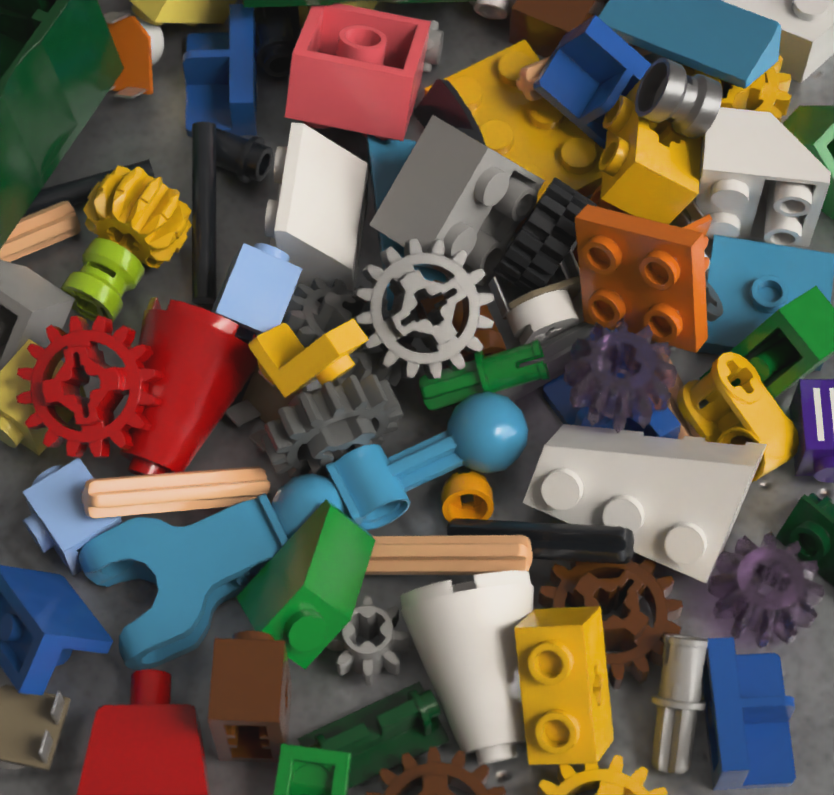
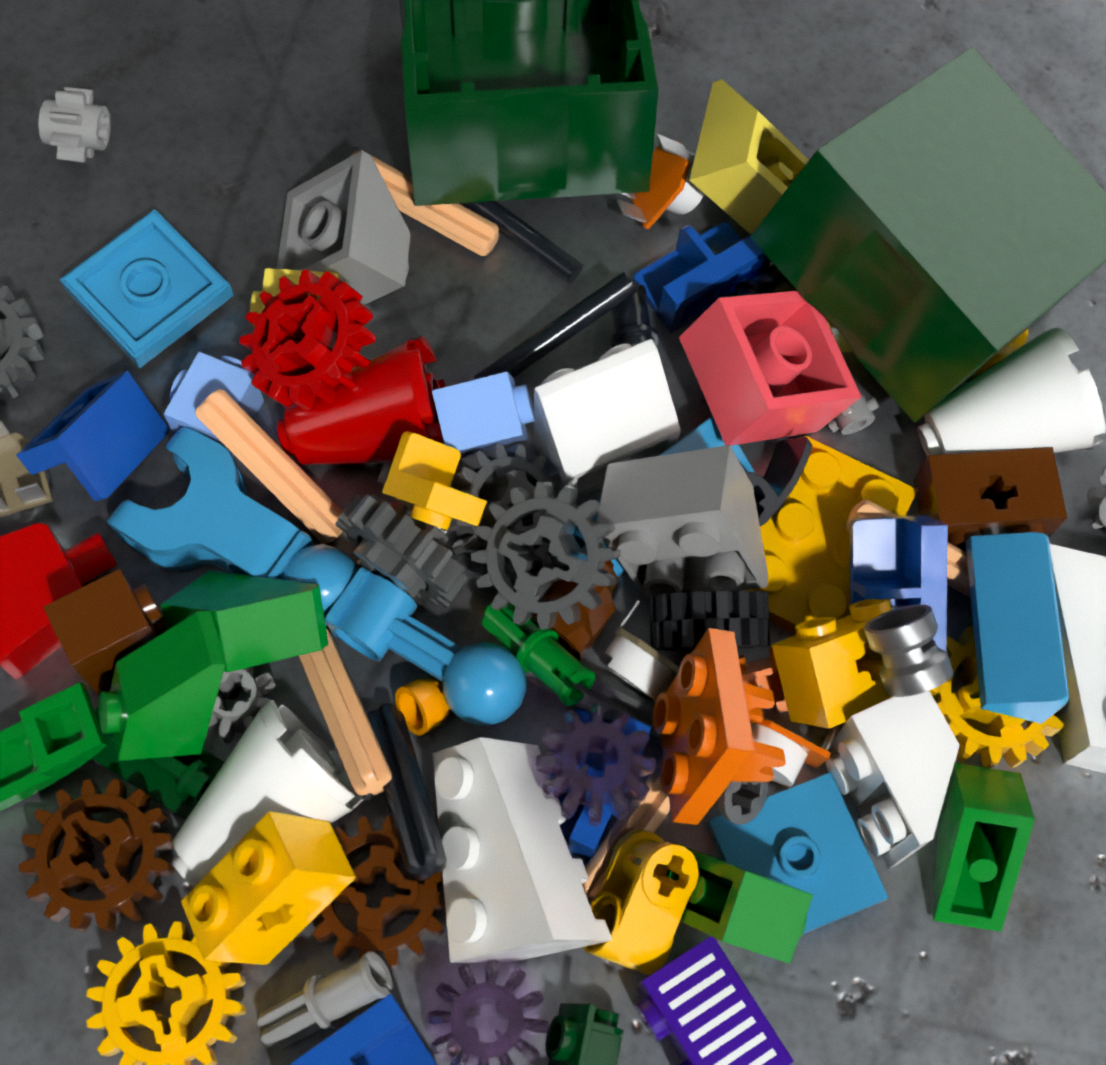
camera: 55 degrees right, 5 degrees up
(103, 279) = (425, 302): lime wheel -> none
(138, 215) = (509, 285): yellow gear -> none
(346, 663) = (165, 692): none -> green slope

